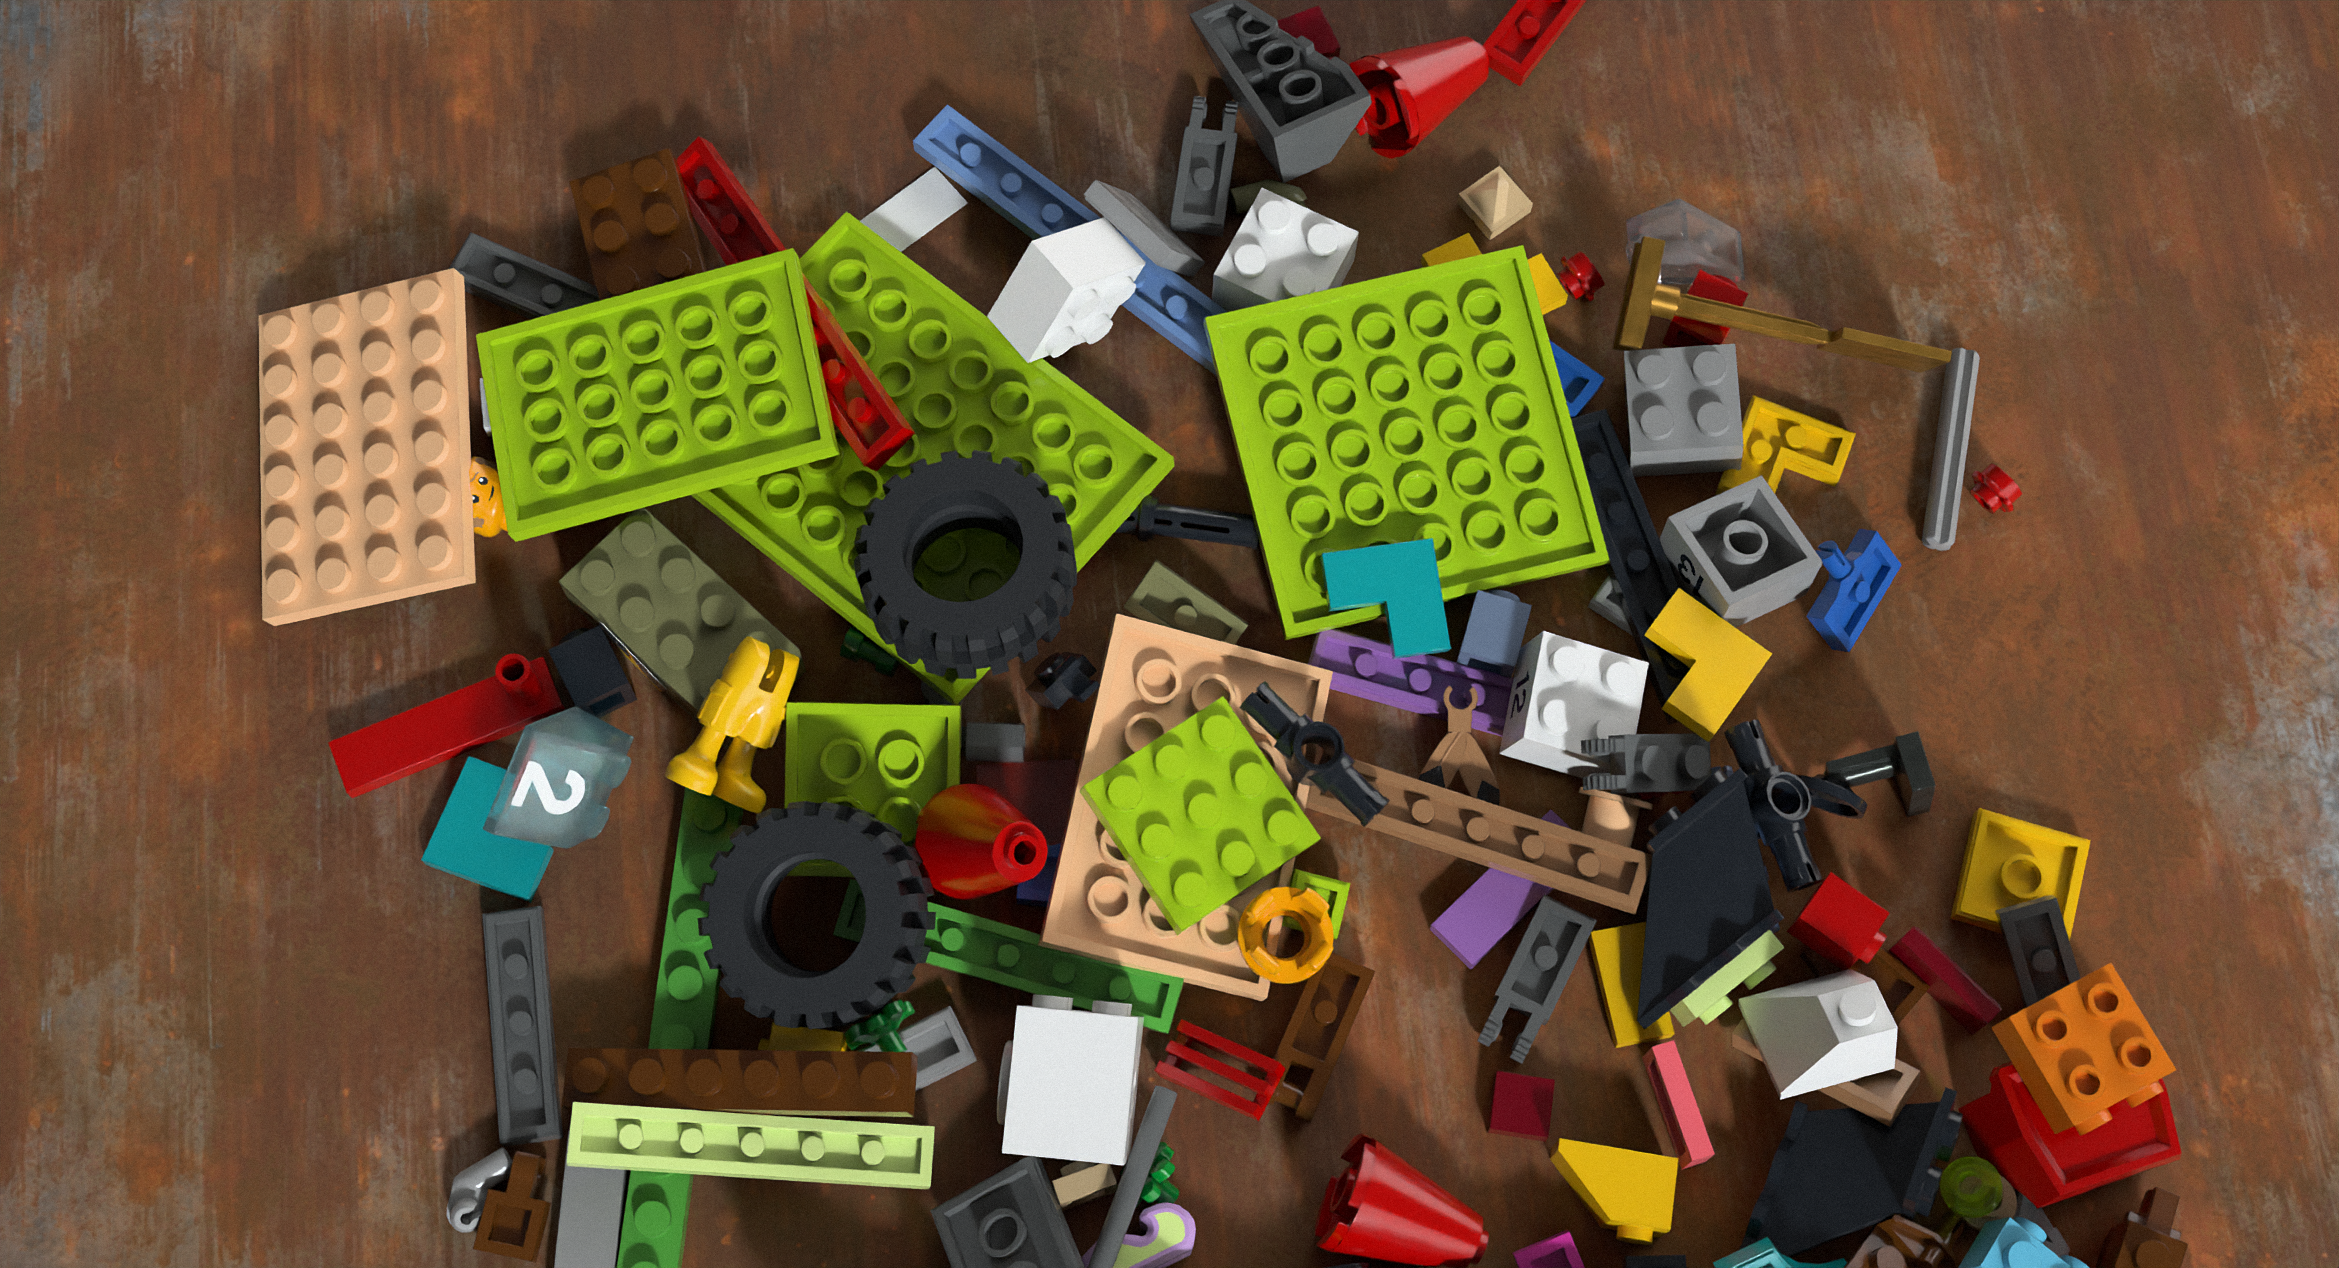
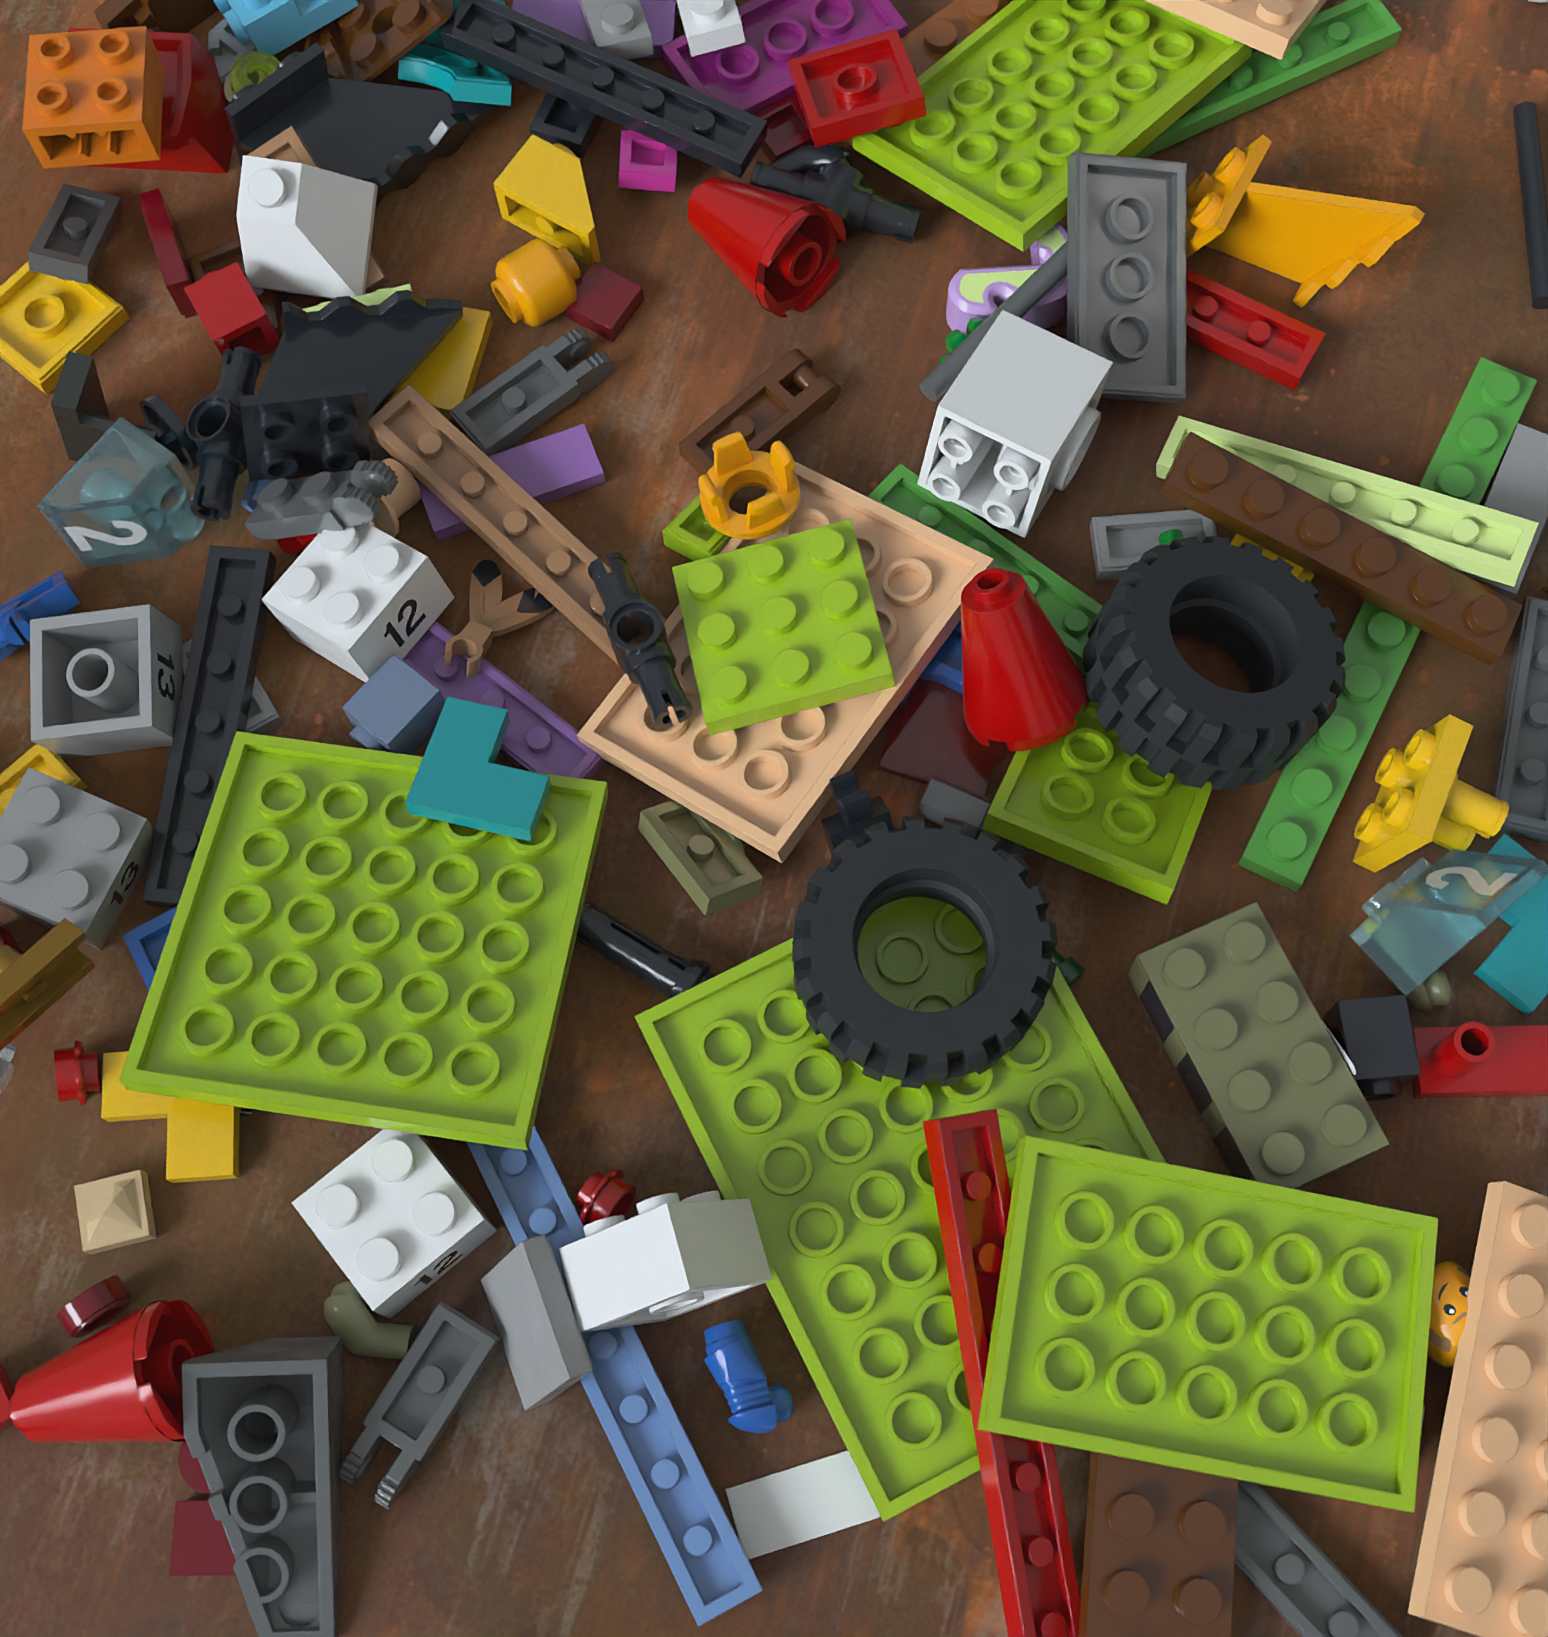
camera: 150 degrees left, 0 degrees up
(604, 877) = (1425, 799): none -> yellow plate
(744, 705) = (1239, 888): yellow piece -> none
(971, 252) = (743, 1380): none -> blue arm
(1139, 342) = (605, 1196): none -> red plate
(1180, 1051) = (881, 400): red tile -> none
(1467, 133) = (94, 1307): none -> dark red tile
(1588, 1086) = (536, 282): none -> light orange head
(1678, 1105) = (466, 240): coral tile -> none
(1719, 661) = (192, 574): yellow tile -> none
(1817, 710) = (123, 501): none -> clear light blue slope

